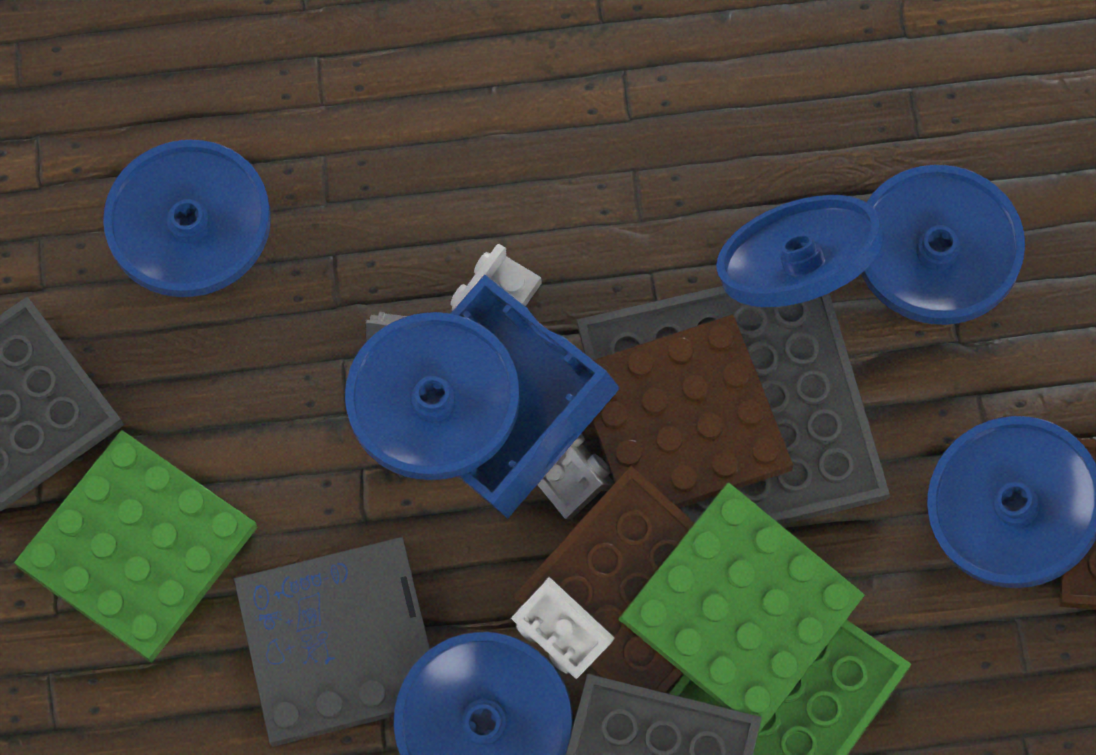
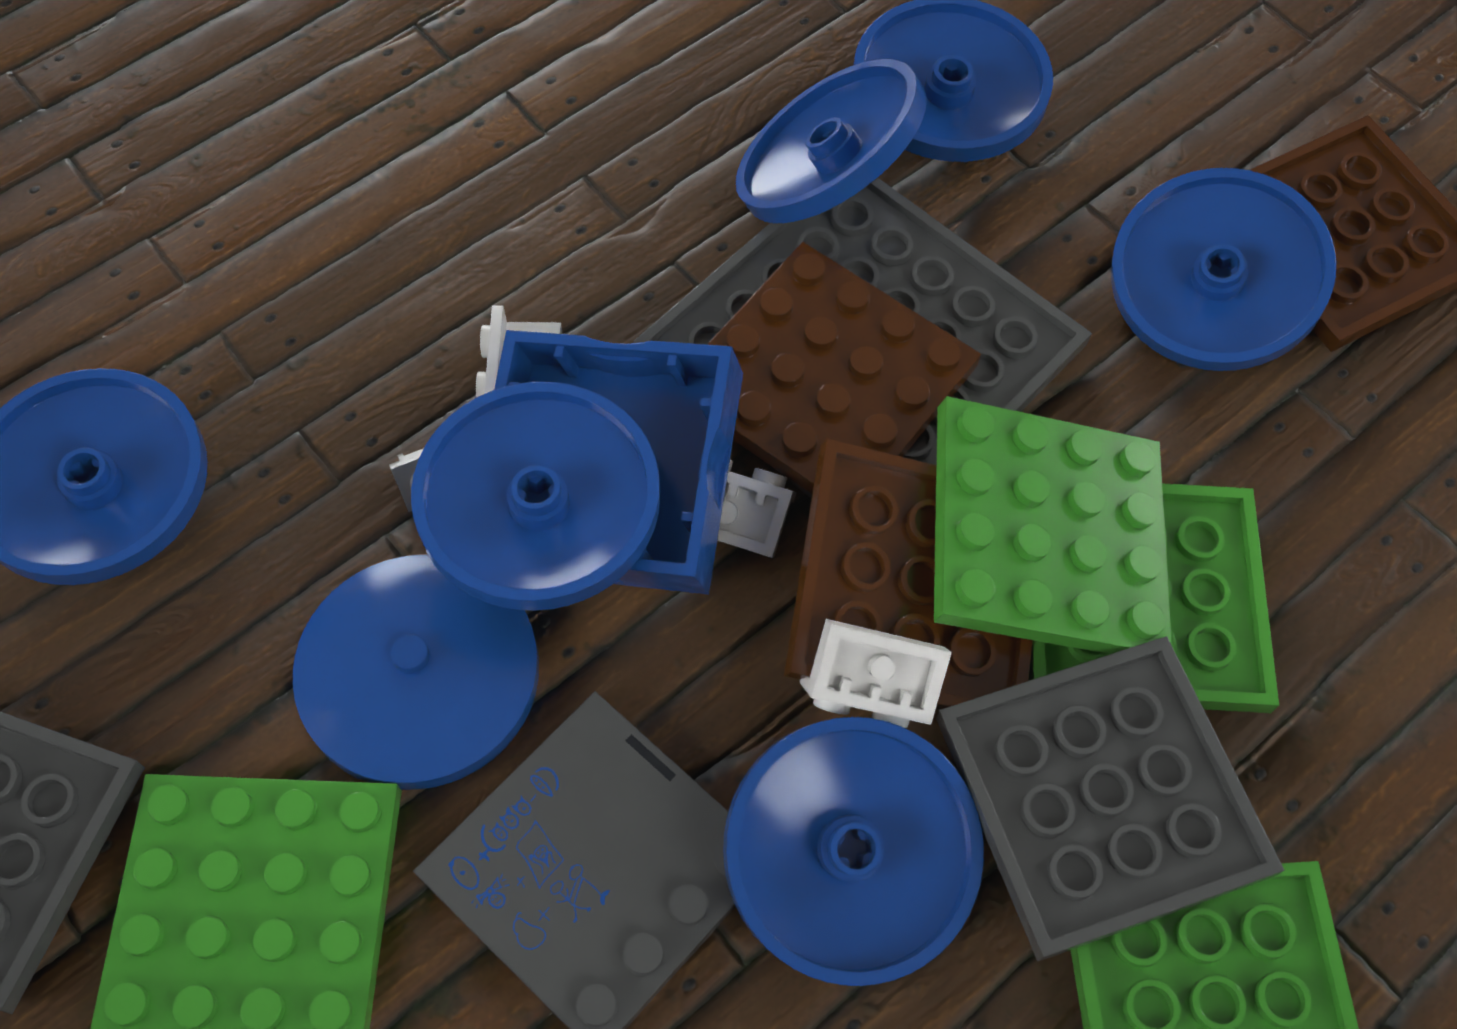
camera: 40 degrees left, 5 degrees down
(300, 464) = (413, 676): none -> blue dish

